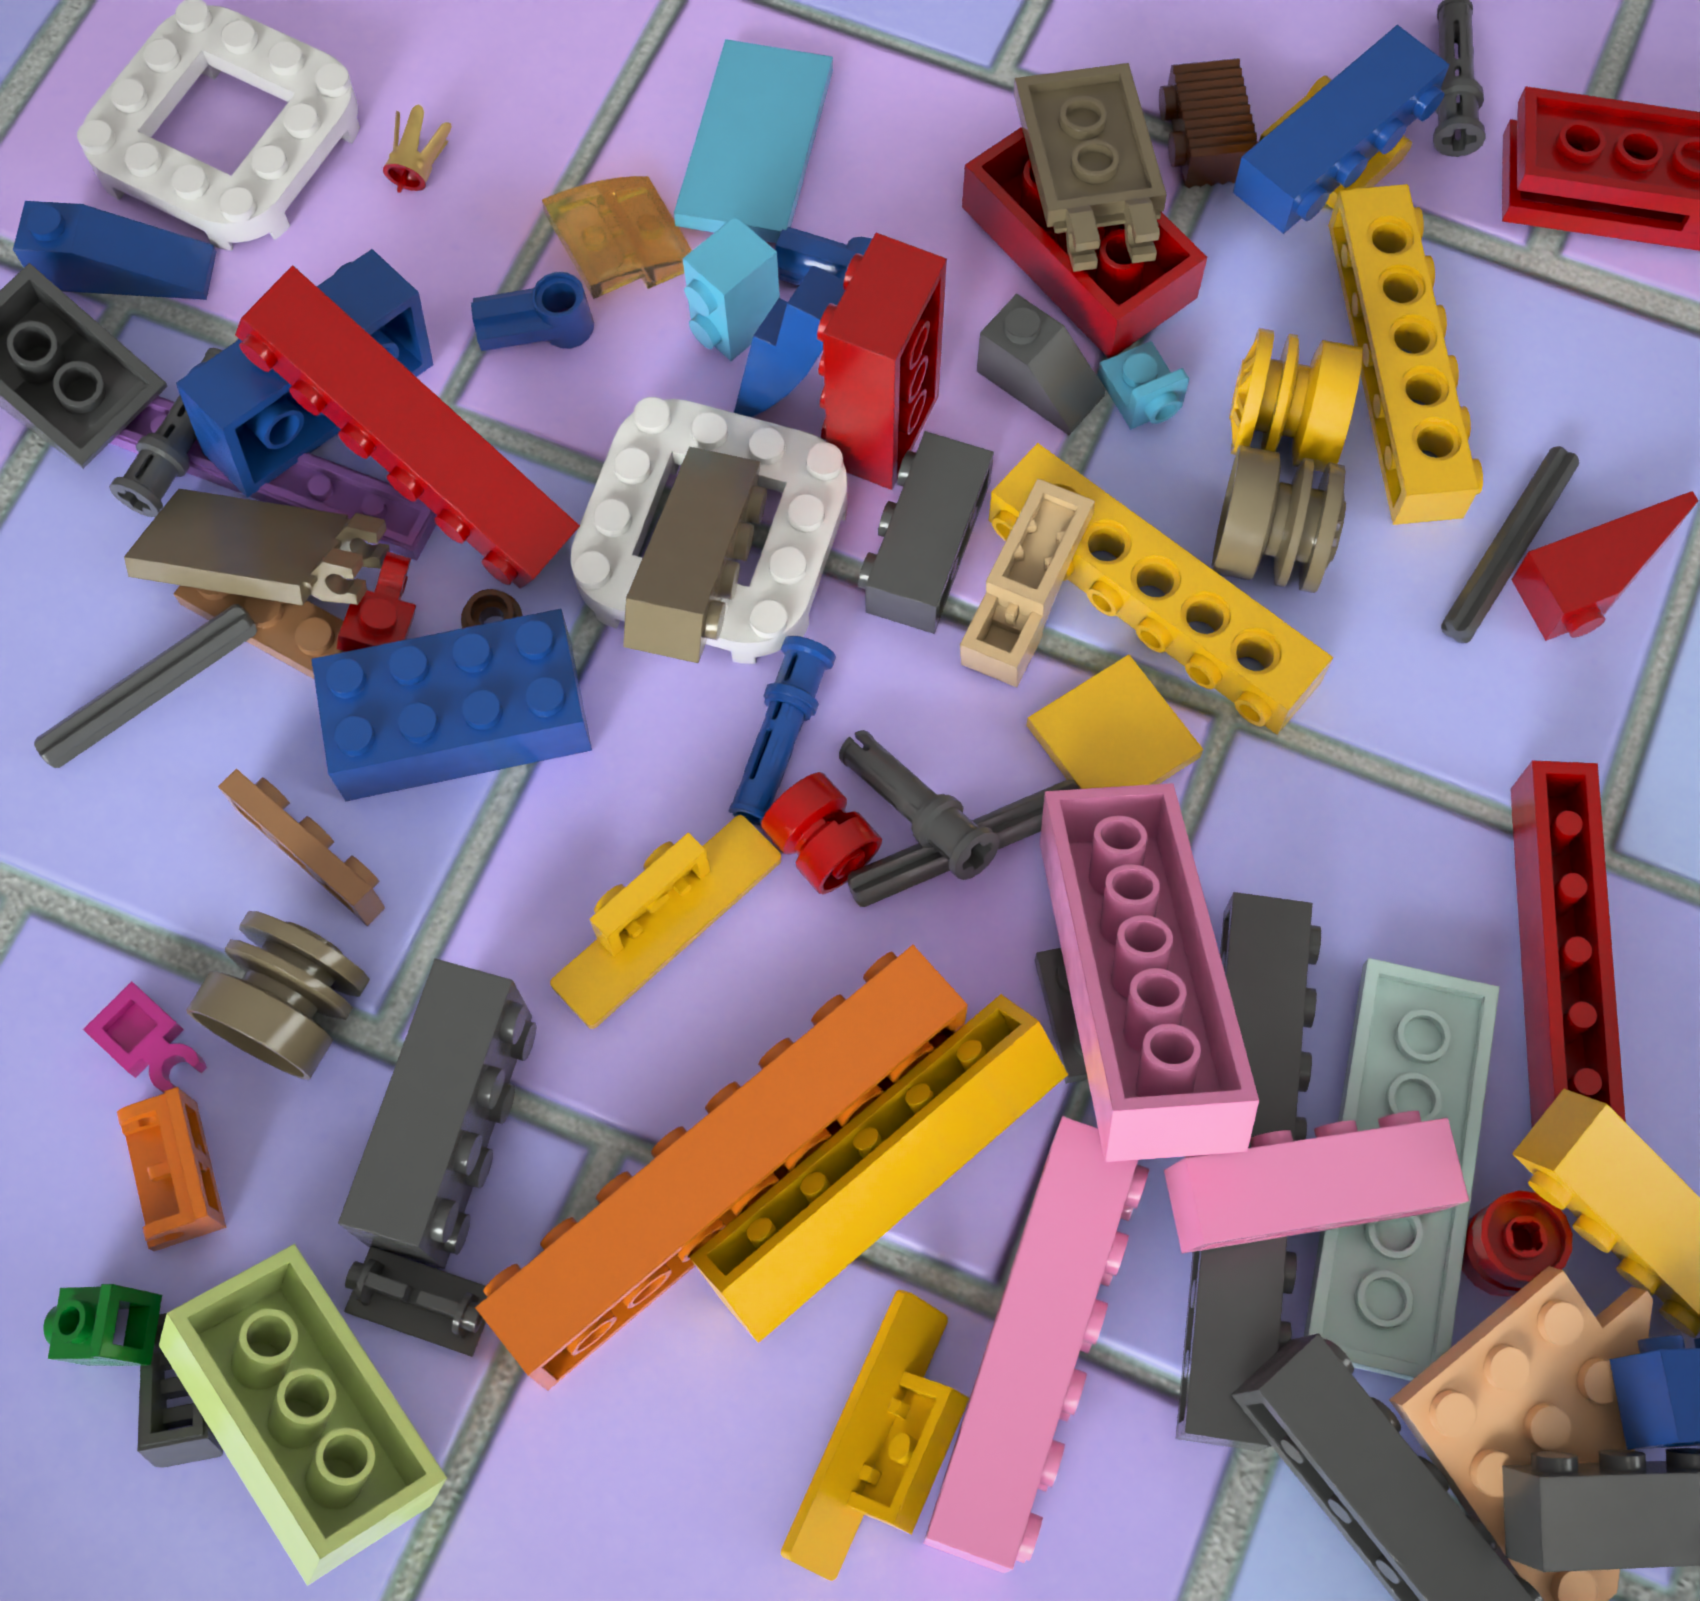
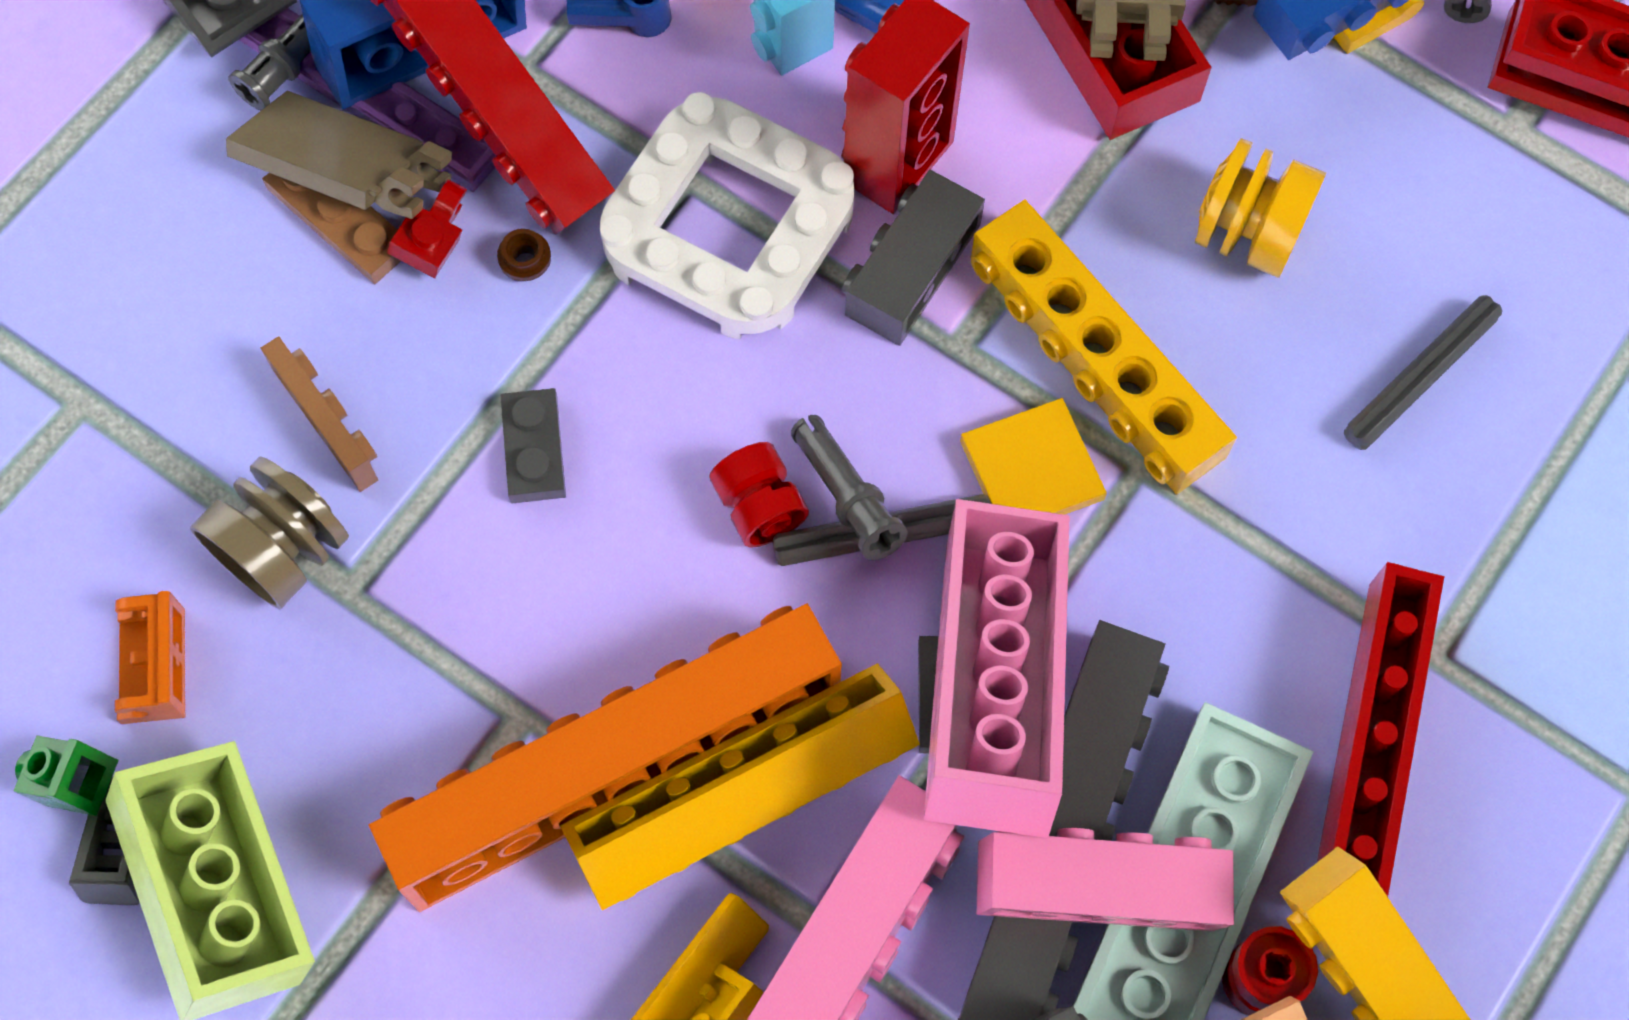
camera: 10 degrees right, 0 degrees up
(140, 1035) = (149, 543): dark pink plate -> none
(145, 686) = (221, 251): dark grey axle -> none
(416, 1300) = (325, 811): dark grey hinge -> none
(440, 1115) = (380, 661): dark grey brick -> none
(450, 705) = (471, 320): blue brick -> none
(552, 831) = (533, 445): none -> dark grey plate
(661, 914) = (607, 534): yellow bracket -> none
(694, 556) = (704, 235): dark tan brick -> none
(787, 343) = (820, 72): blue slope -> none
(789, 704) = (759, 379): blue pin -> none
(1025, 583) = (985, 317): tan slope -> none
(1038, 364) = (1045, 131): dark grey slope -> none
(1143, 385) = (1133, 168): medium azure bracket -> none
(1279, 519) = (1218, 307): dark tan wheel -> none
(1379, 261) = (1352, 303): yellow brick -> none
(1582, 576) = (1481, 412): red slope -> none

